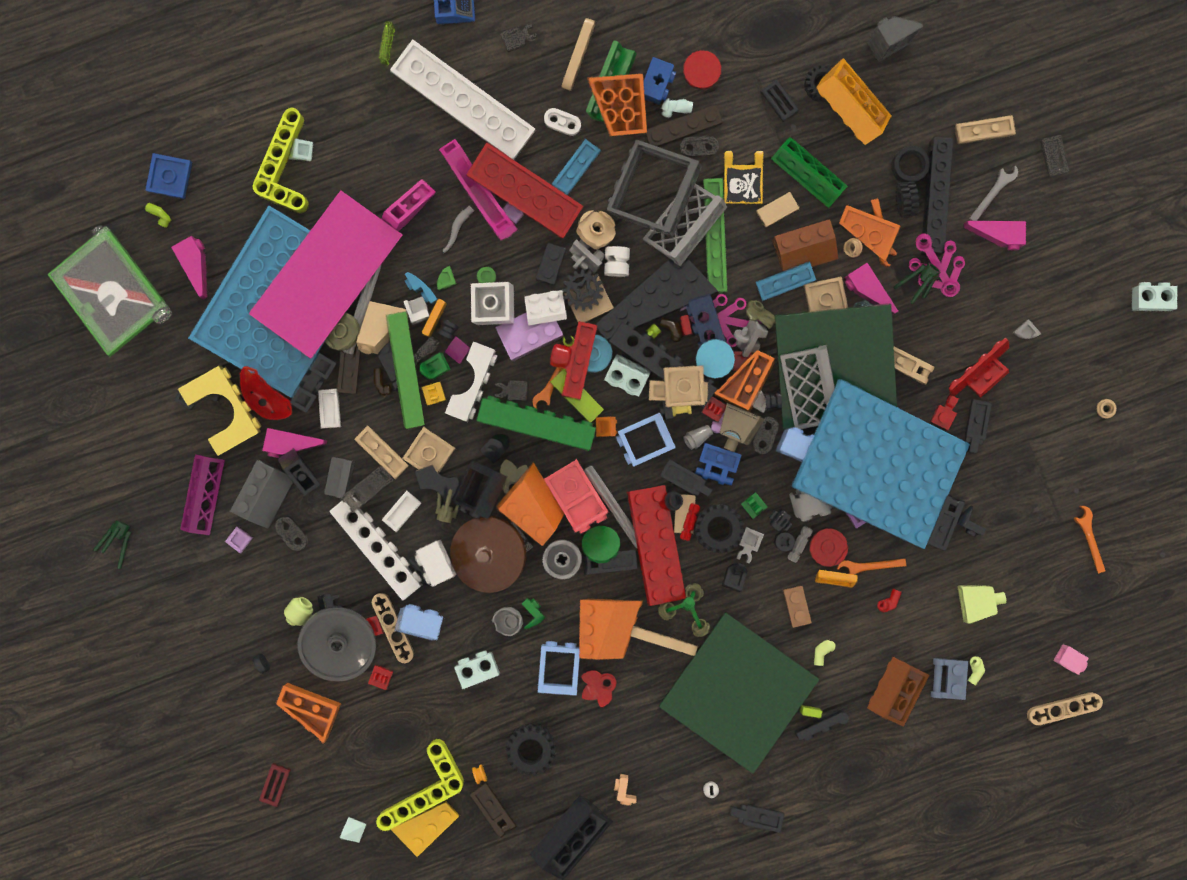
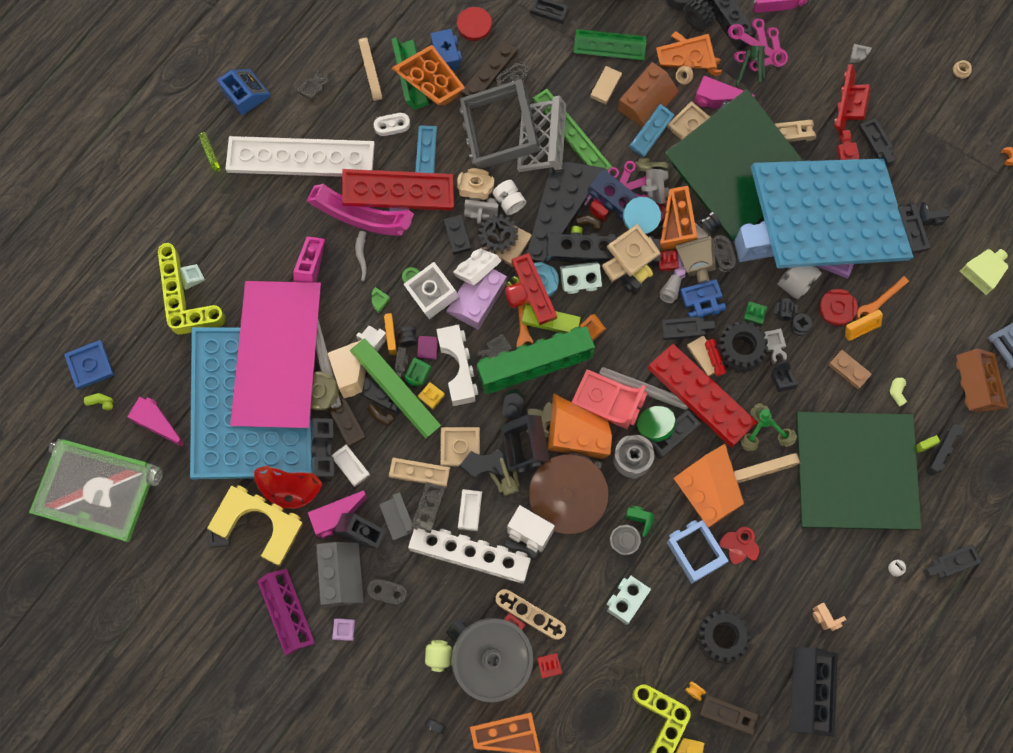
camera: 35 degrees left, 15 degrees down
(116, 530) = (229, 694): dark green plant -> none
(416, 284) = (358, 317): dark azure slope -> none
(418, 623) = (551, 589): light blue brick -> none
(657, 418) = (640, 302): light blue window -> none
(673, 501) = (690, 349): black plate -> none
(681, 106) = (475, 58): light aqua arm -> none
(743, 182) = (565, 80): flag -> none
(800, 544) = (815, 317): light grey axle -> none
(826, 379) = (741, 175): light grey fence -> none
(889, 603) = (920, 317): red arm -> none

